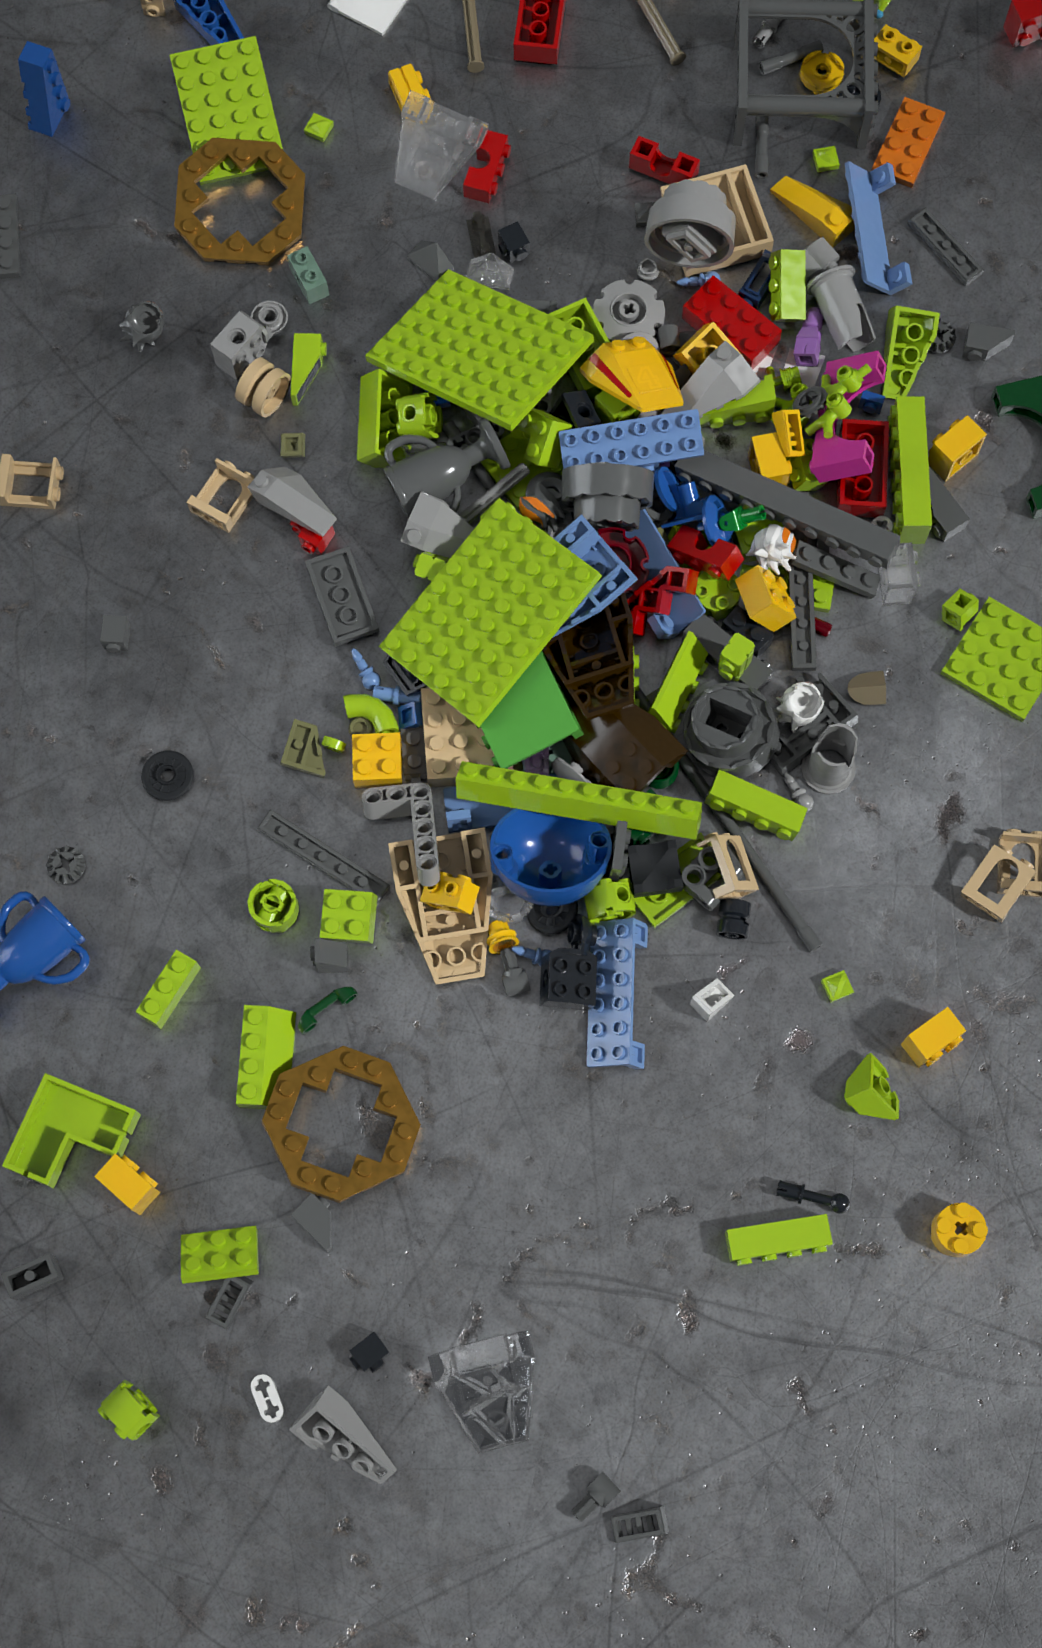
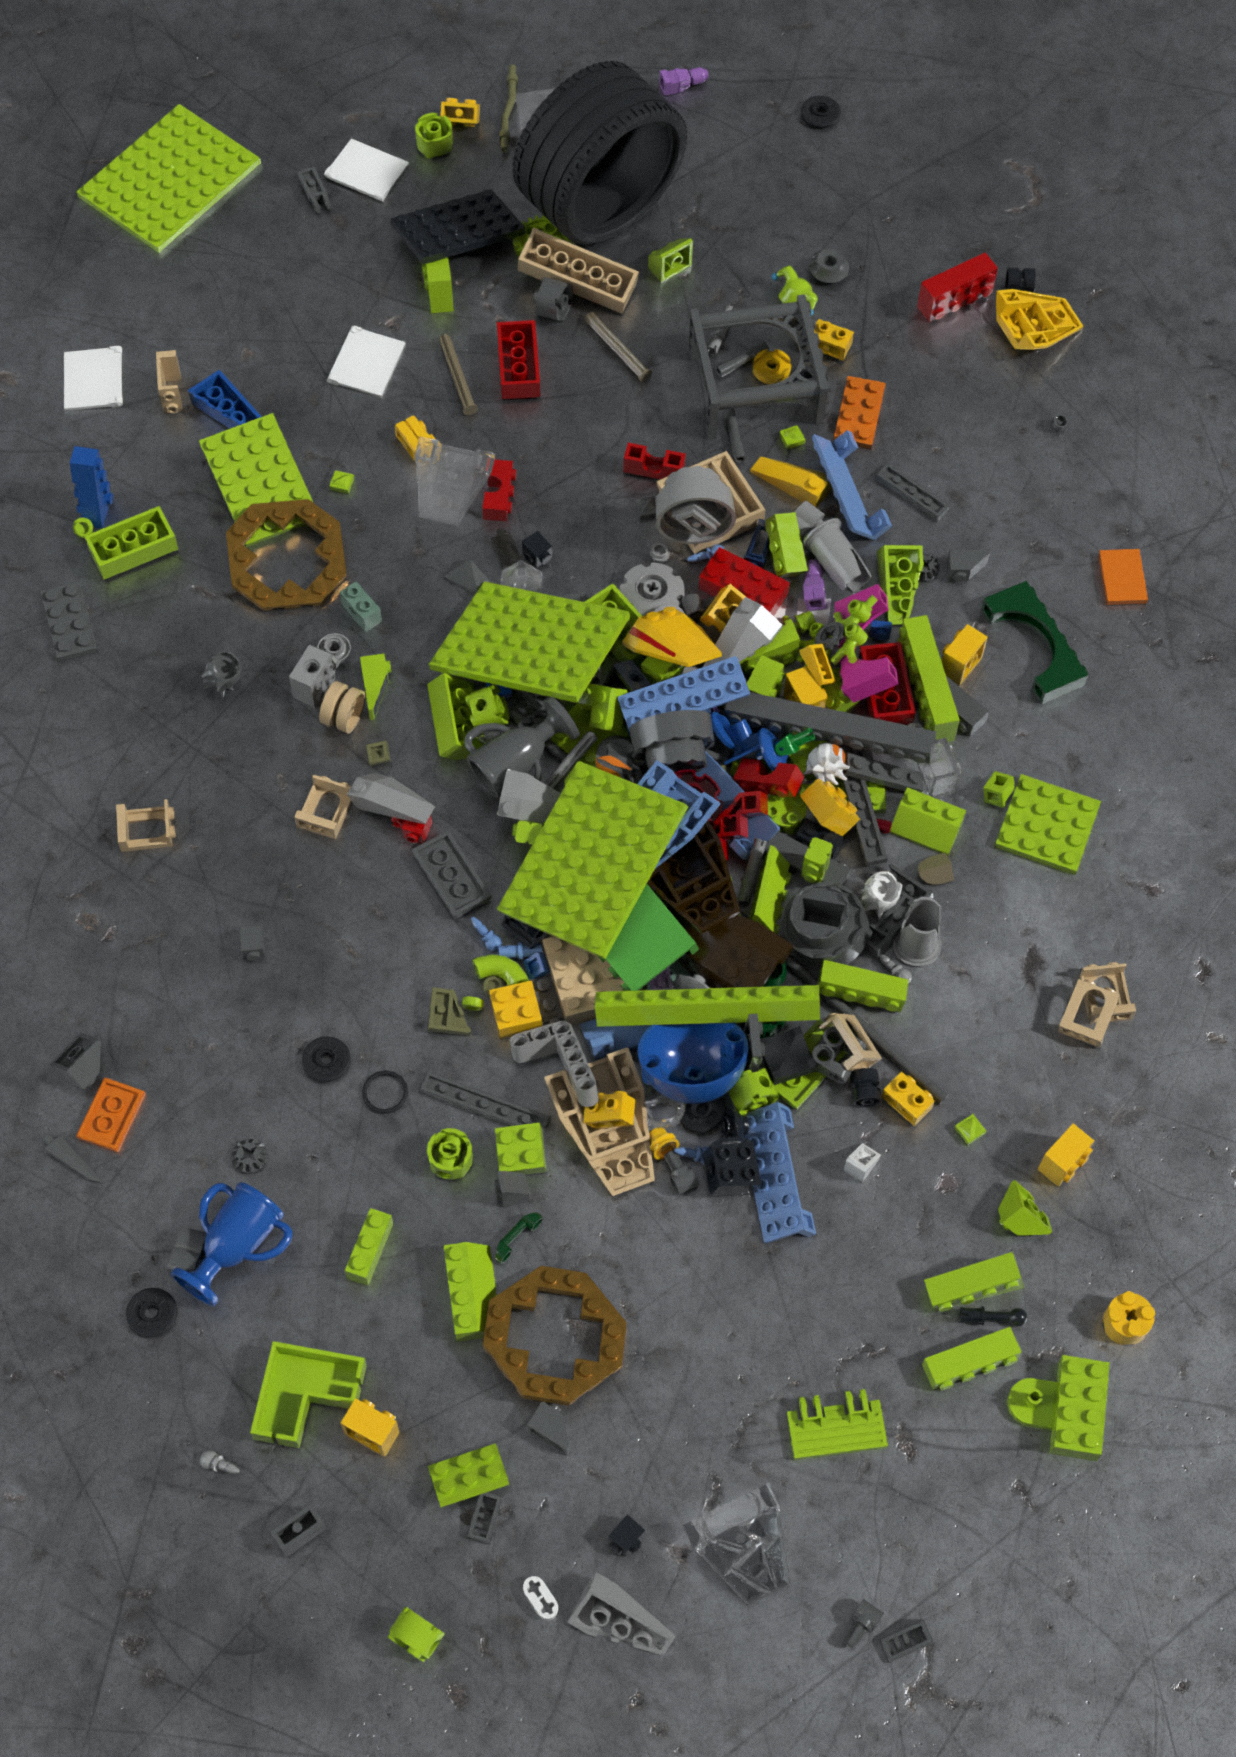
camera: 15 degrees left, 10 degrees down
(30, 132) = (82, 527): none -> lime plate
(77, 159) = (131, 542): none -> lime brick
(214, 803) = (389, 1110): none -> black piece
(617, 1286) = (836, 1431): none -> lime hinge
(665, 653) = (751, 871): none -> light grey pin
(729, 438) = (767, 677): none -> lime brick
(775, 940) = (908, 1098): none -> yellow brick
(801, 1157) = (974, 1282): none -> lime wedge
(869, 1311) = (1069, 1407): none -> lime brick
(872, 632) = (927, 821): none -> lime slope

